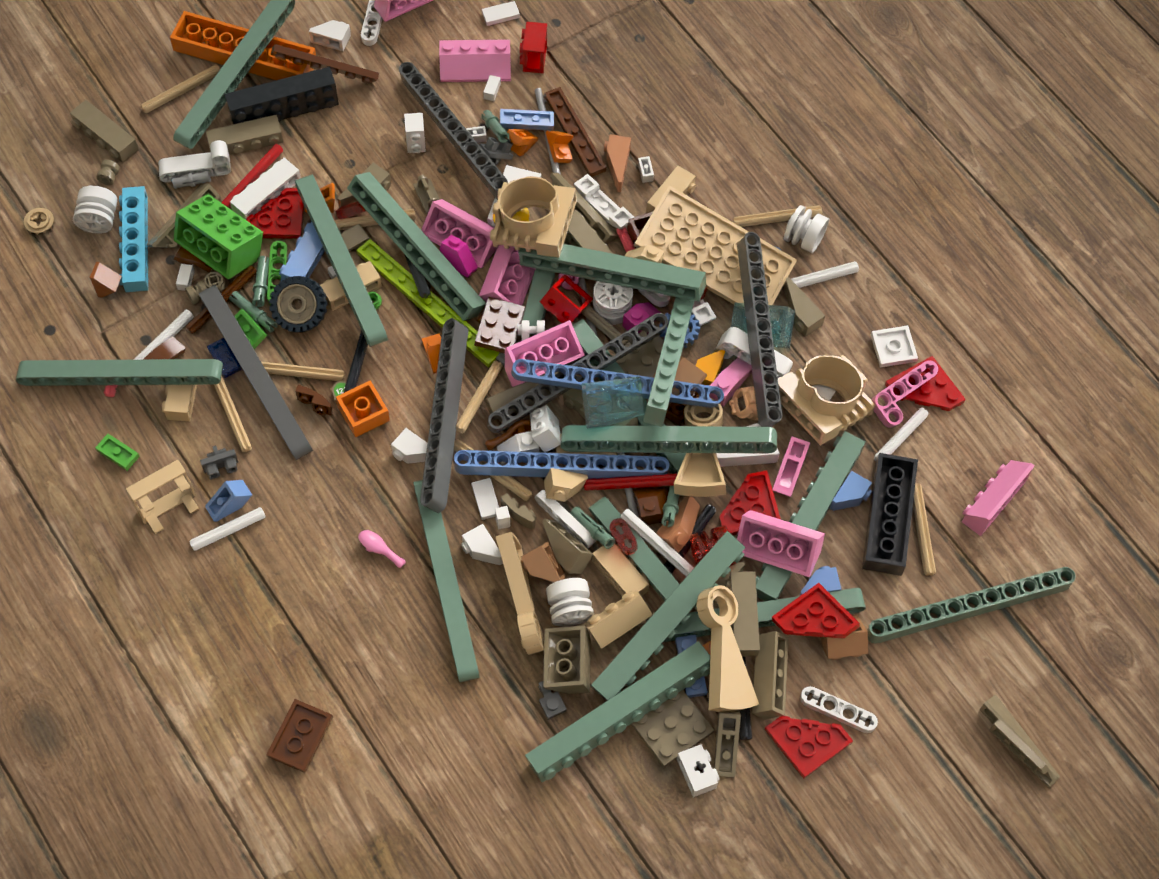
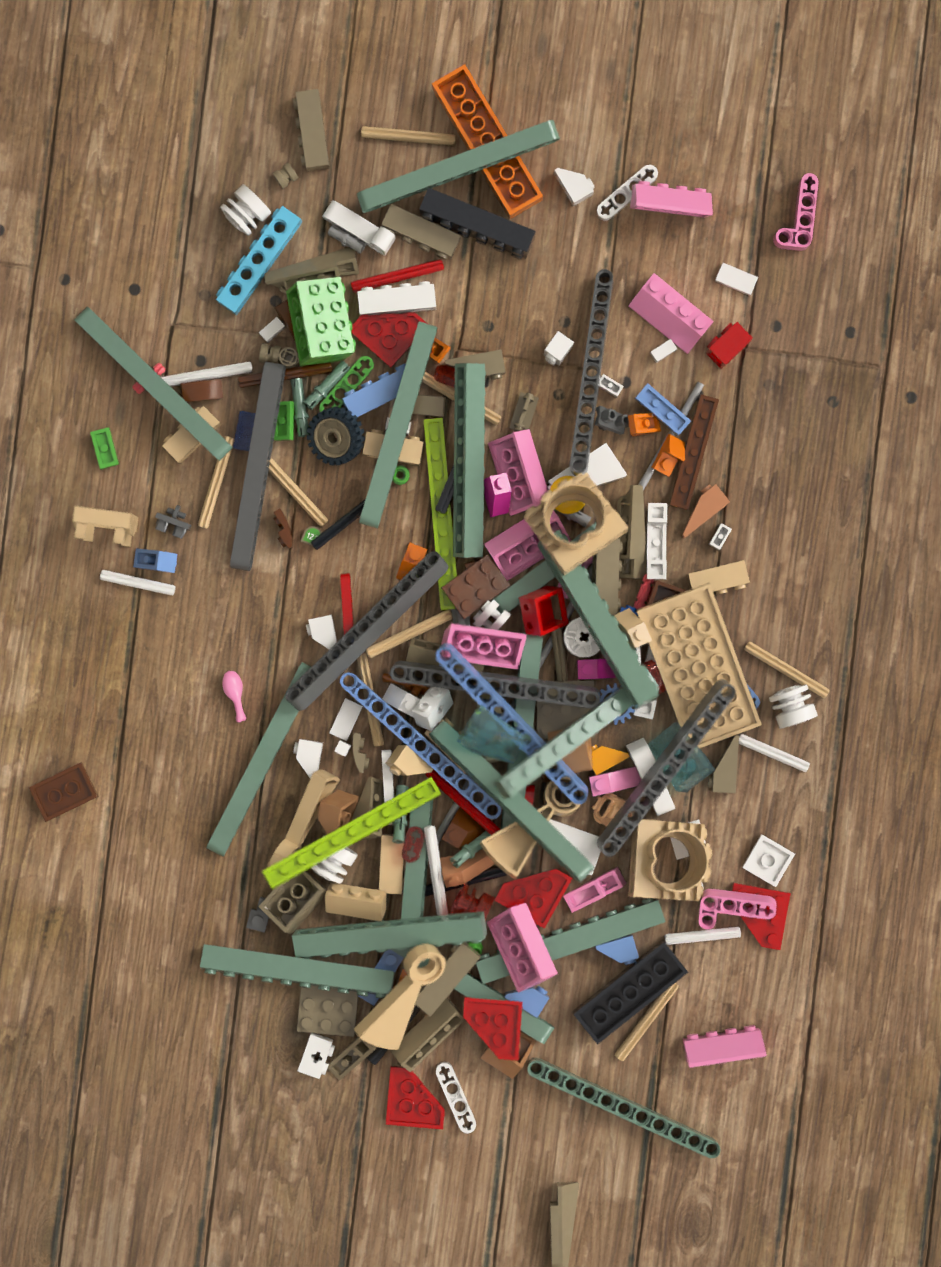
camera: 45 degrees right, 25 degrees up
(34, 215) = (197, 168): tan gear -> none
(104, 280) = (204, 287): slope -> none
(318, 62) = (531, 216): reddish brown plate -> none
(362, 408) = (312, 569): orange brick -> none
(409, 413) = (347, 608): none -> red beam
(493, 124) = (631, 390): sand green pin -> none
(566, 562) = (351, 833): none -> lime plate

